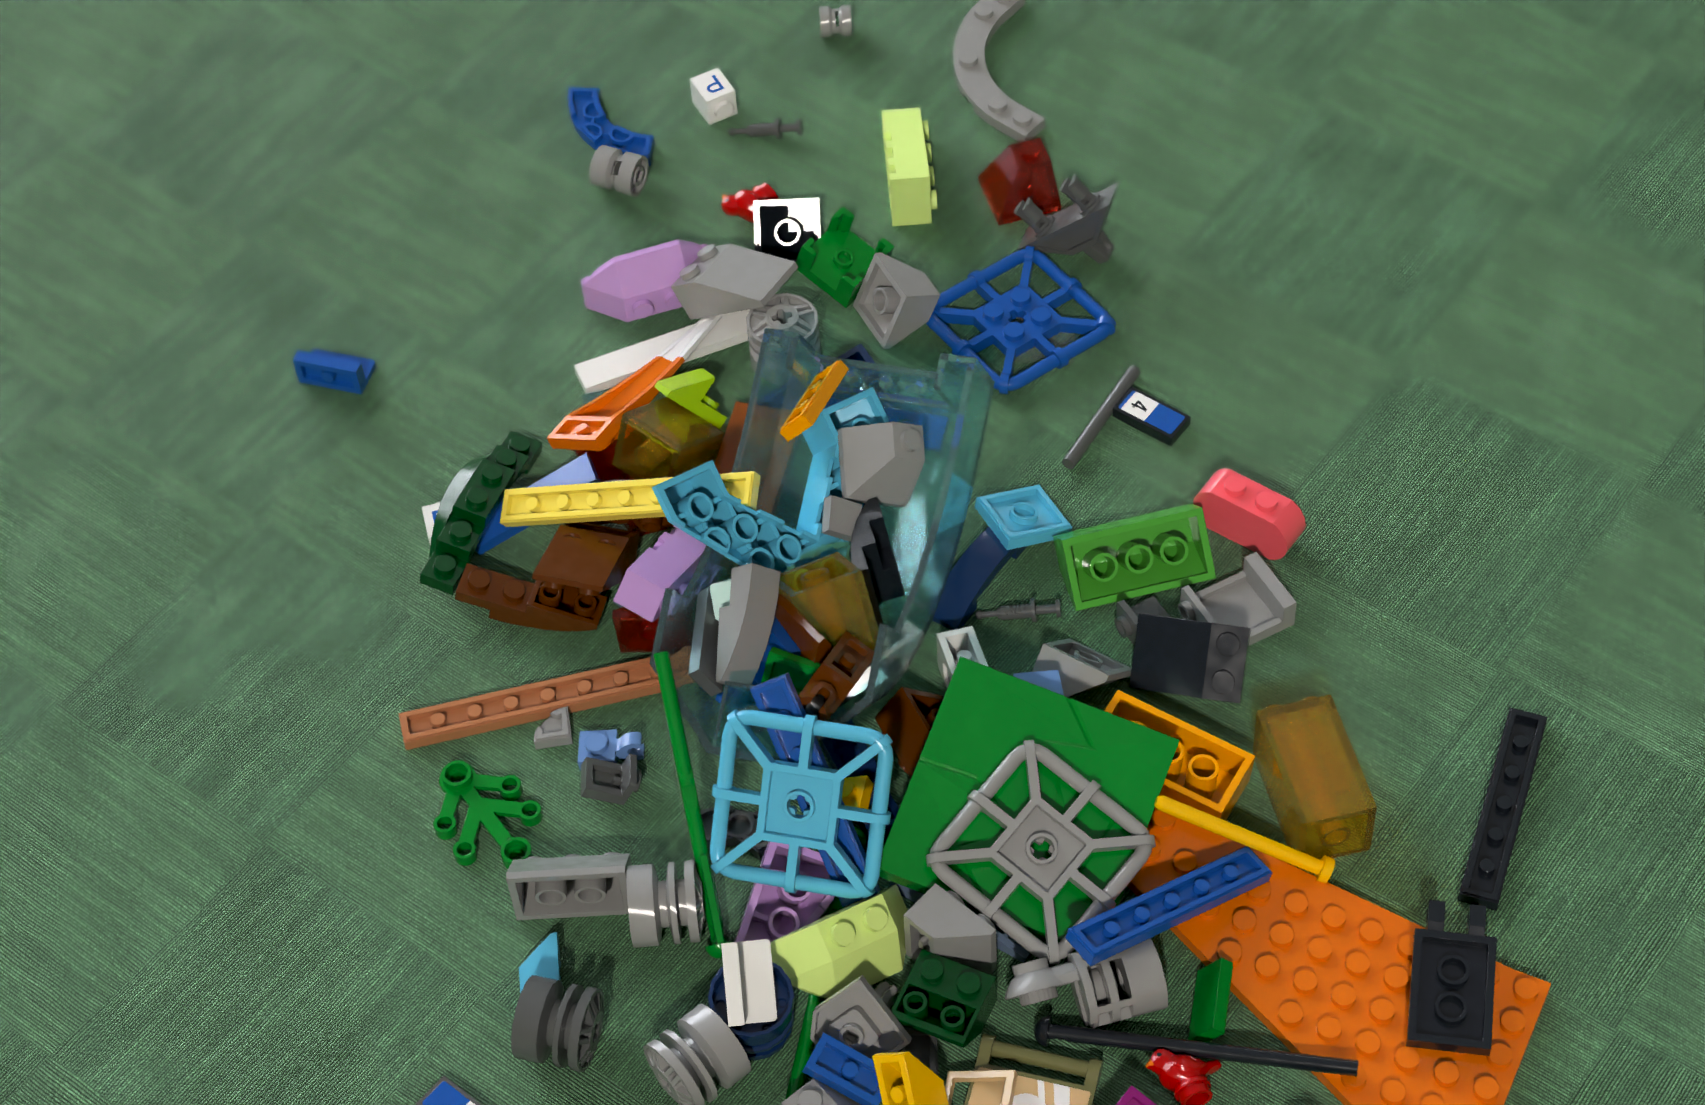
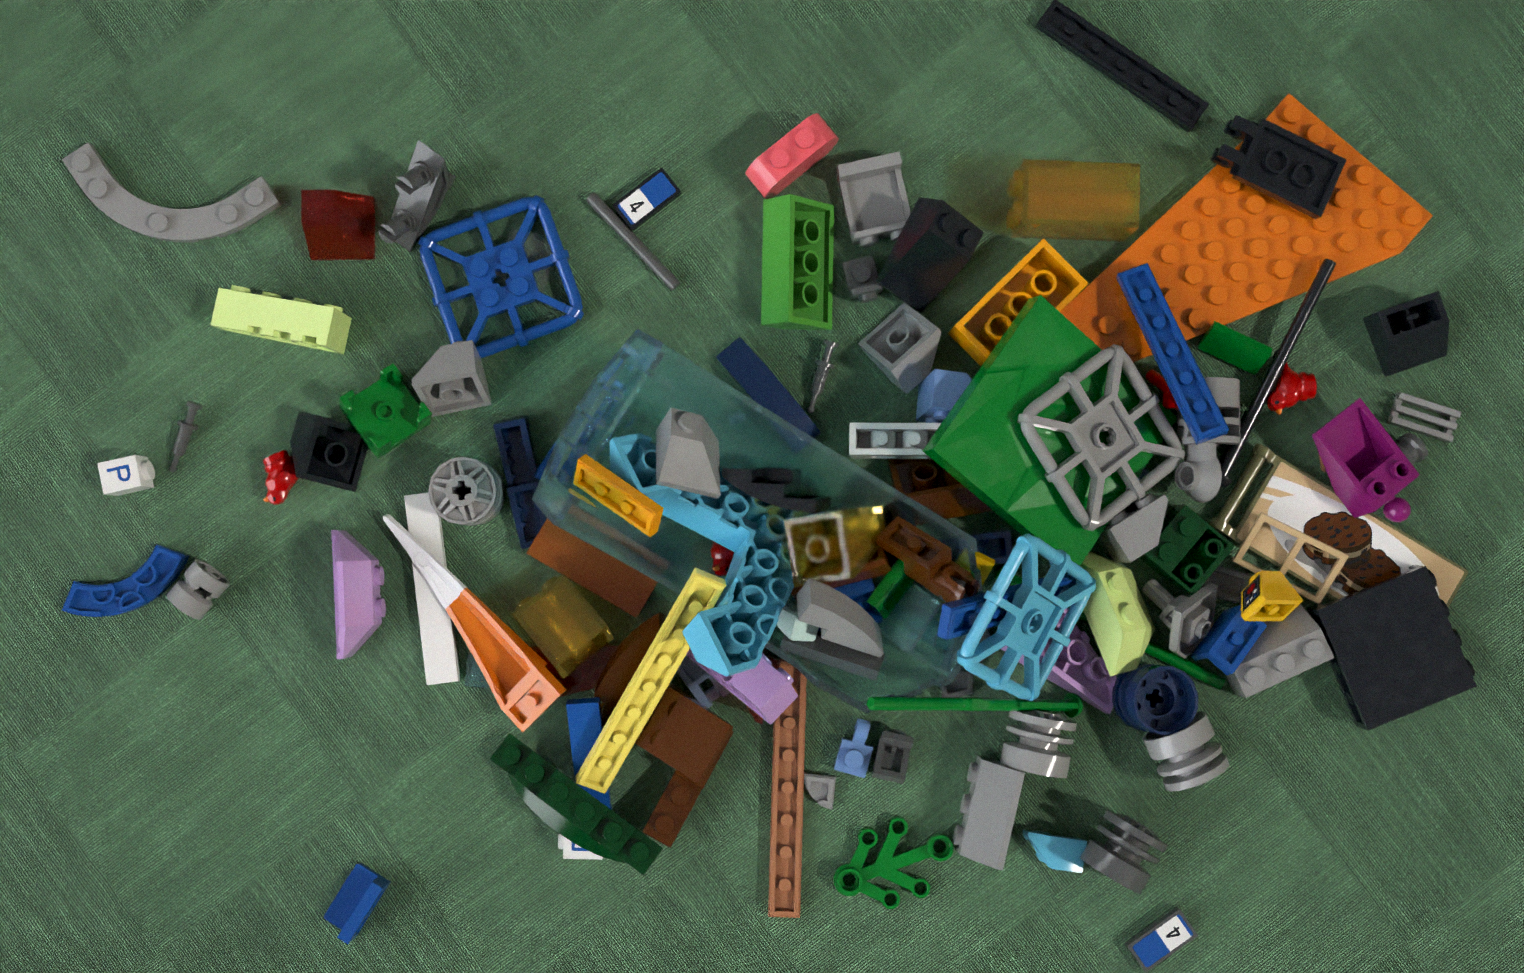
camera: 75 degrees left, 35 degrees up
(690, 392) = (515, 592): lime slope -> none
(730, 280) = (393, 521): light grey slope -> none
(749, 982) = (1157, 701): white panel -> none
(828, 21) = (61, 339): light grey wheel -> none
(839, 517) = (738, 505): light grey tile -> none
(1022, 516) = (730, 342): medium azure tile -> none
(1321, 867) = (1146, 222): yellow bar -> none

